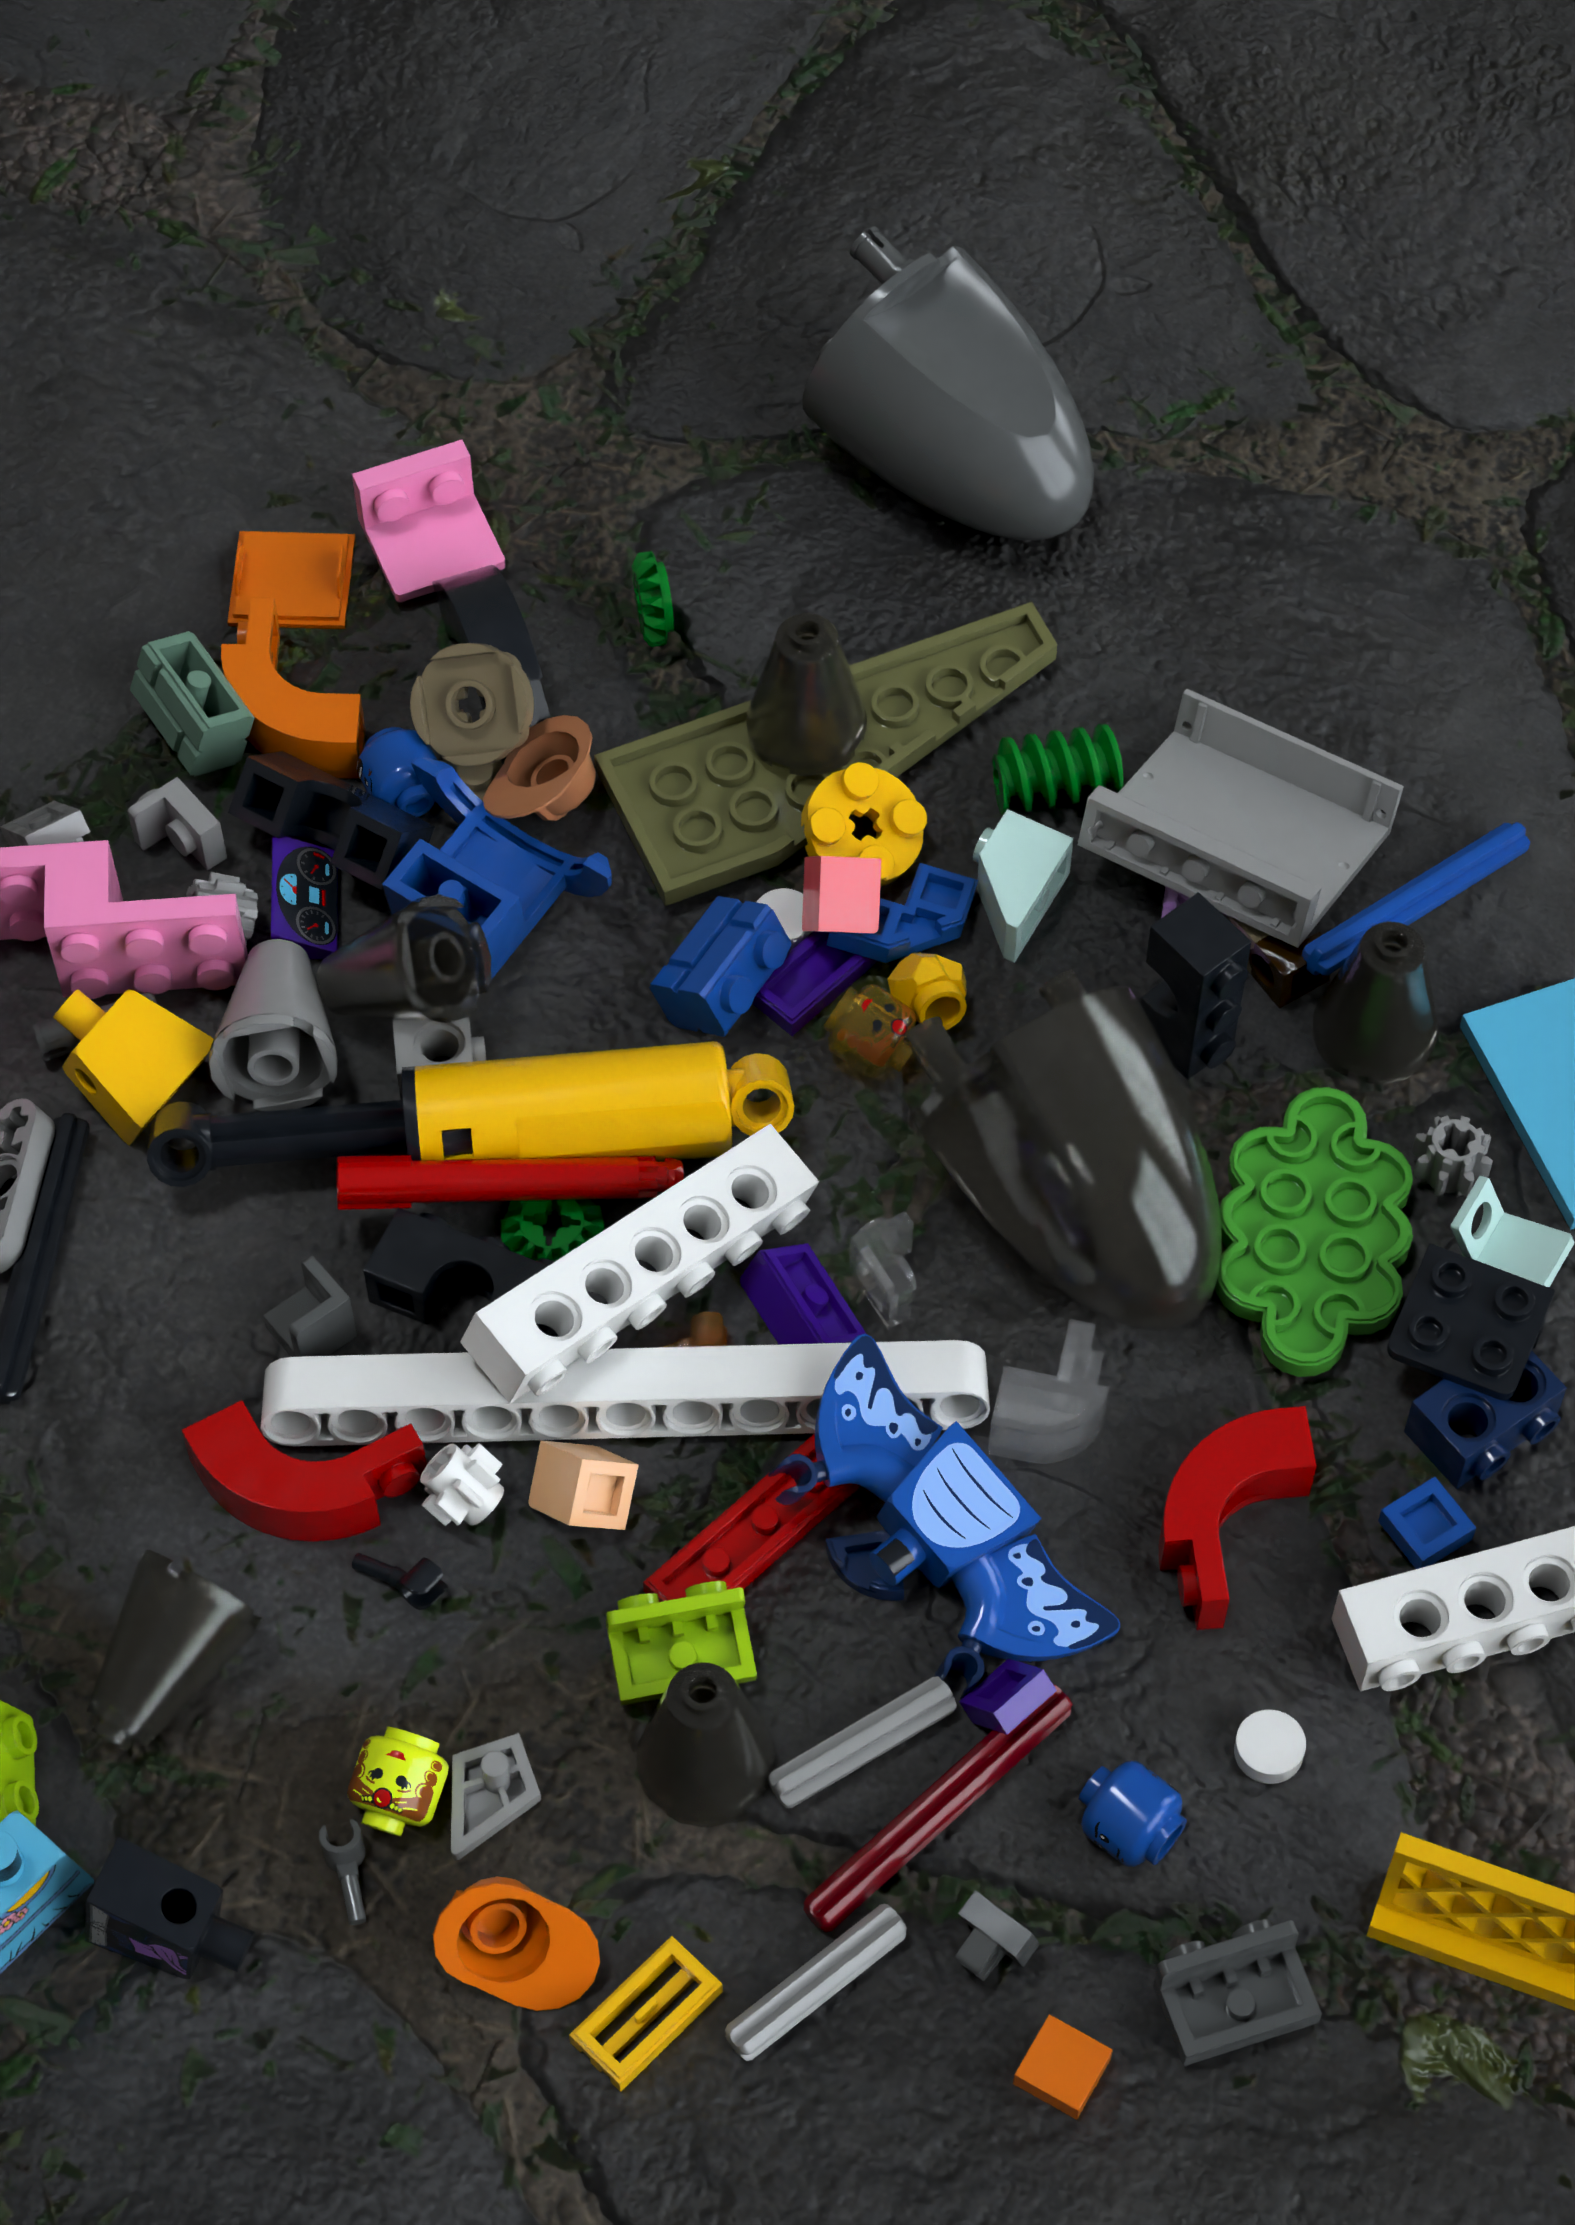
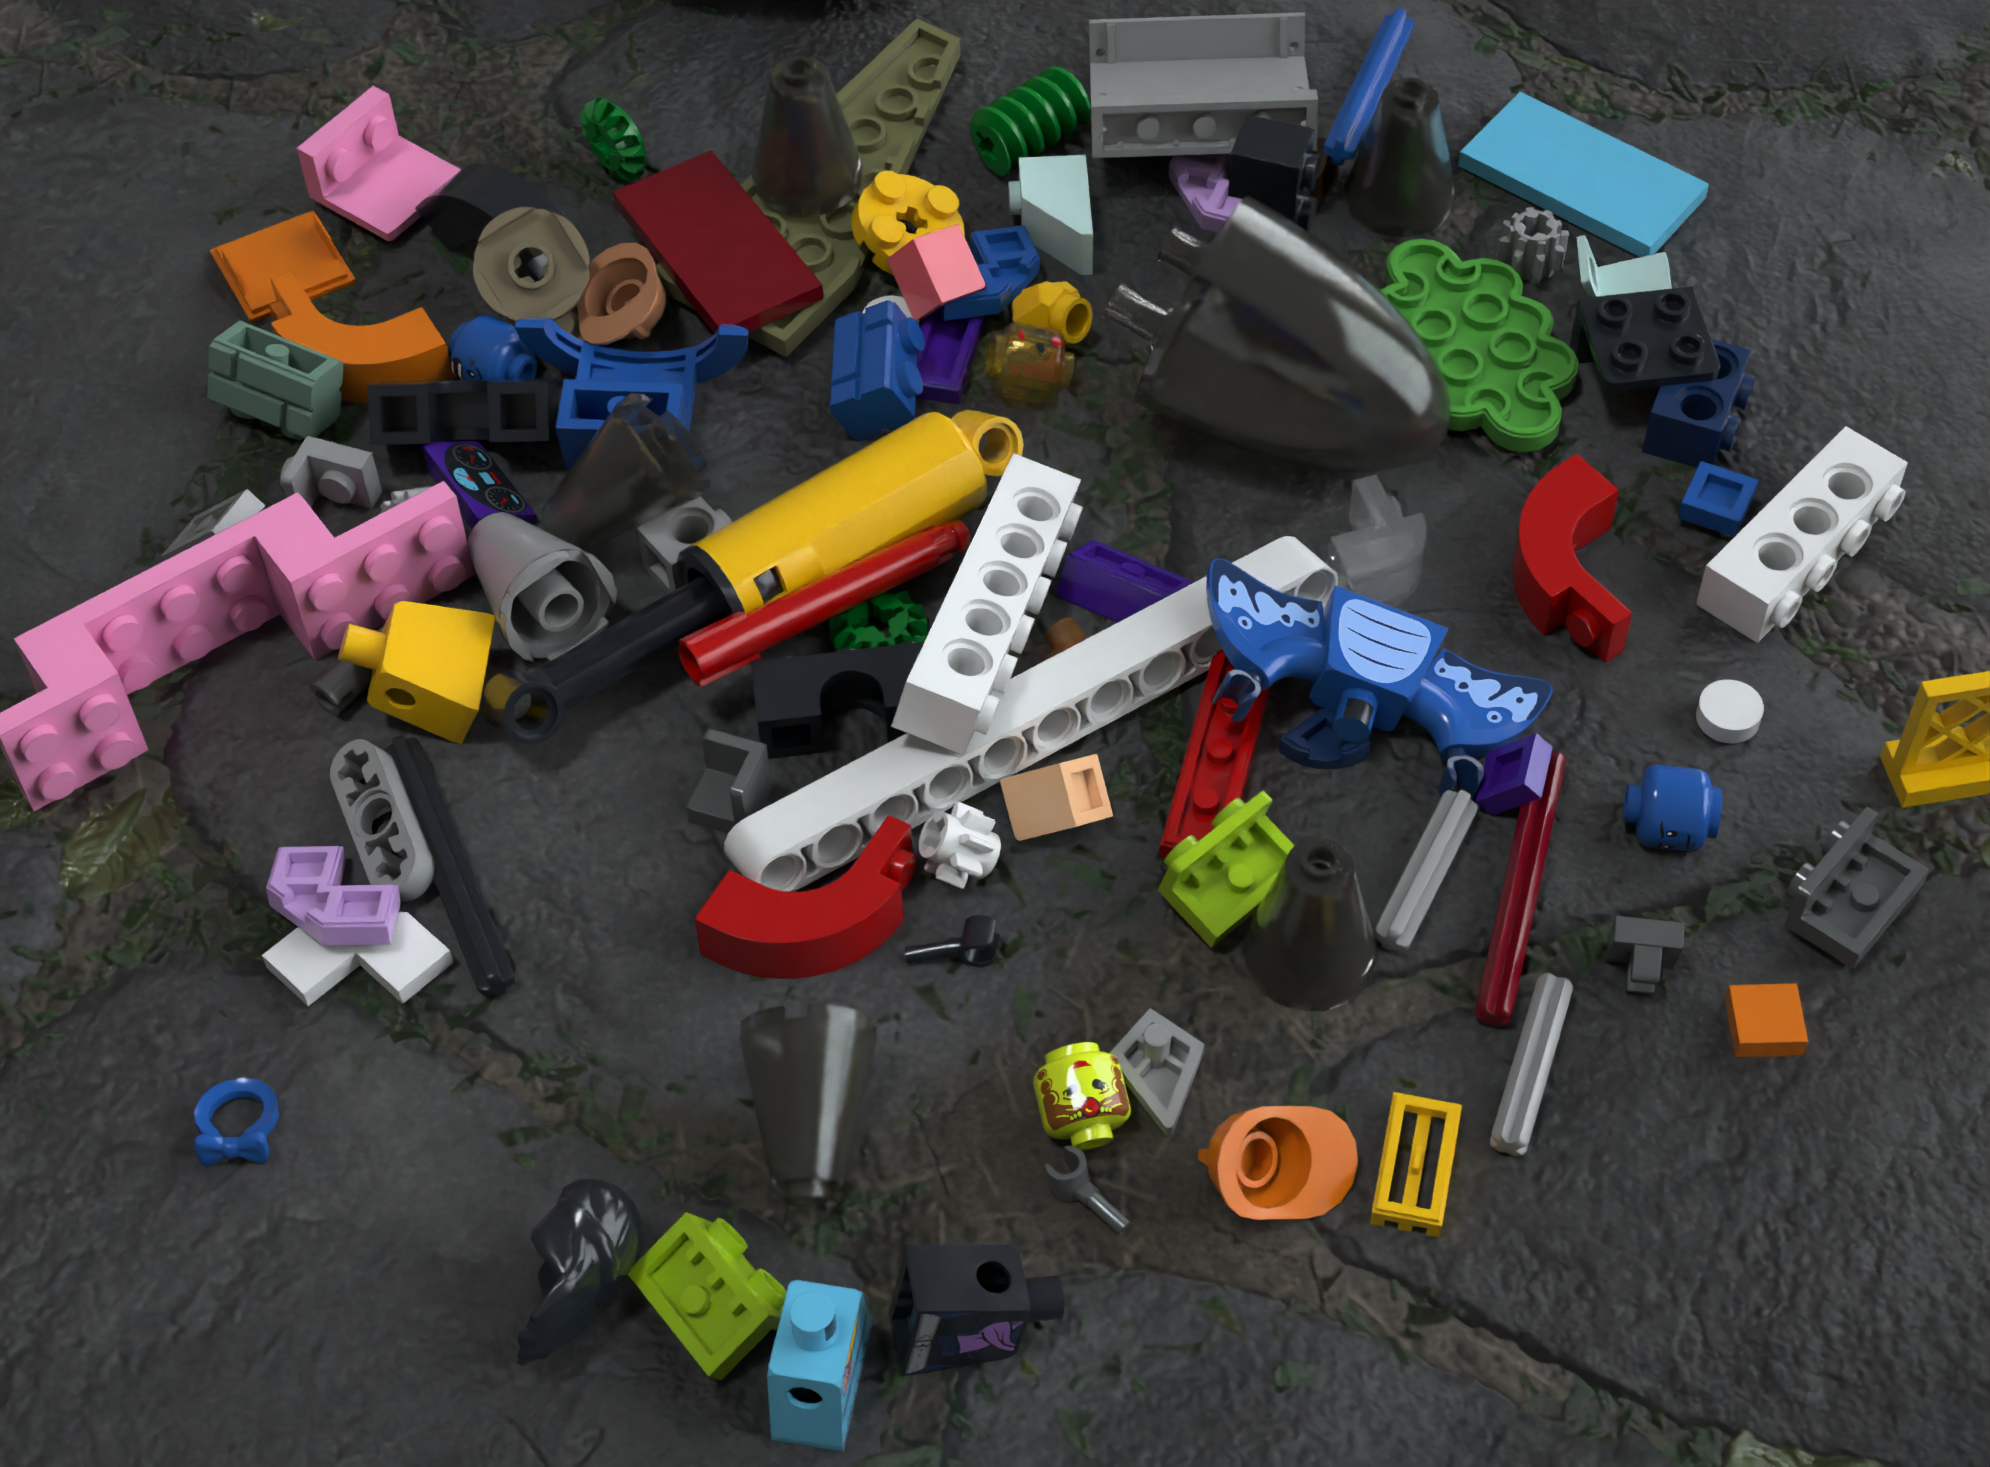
camera: 30 degrees left, 5 degrees down
(667, 762) = (718, 244): none -> dark red tile
(880, 1266) = (1171, 527): clear bracket -> none

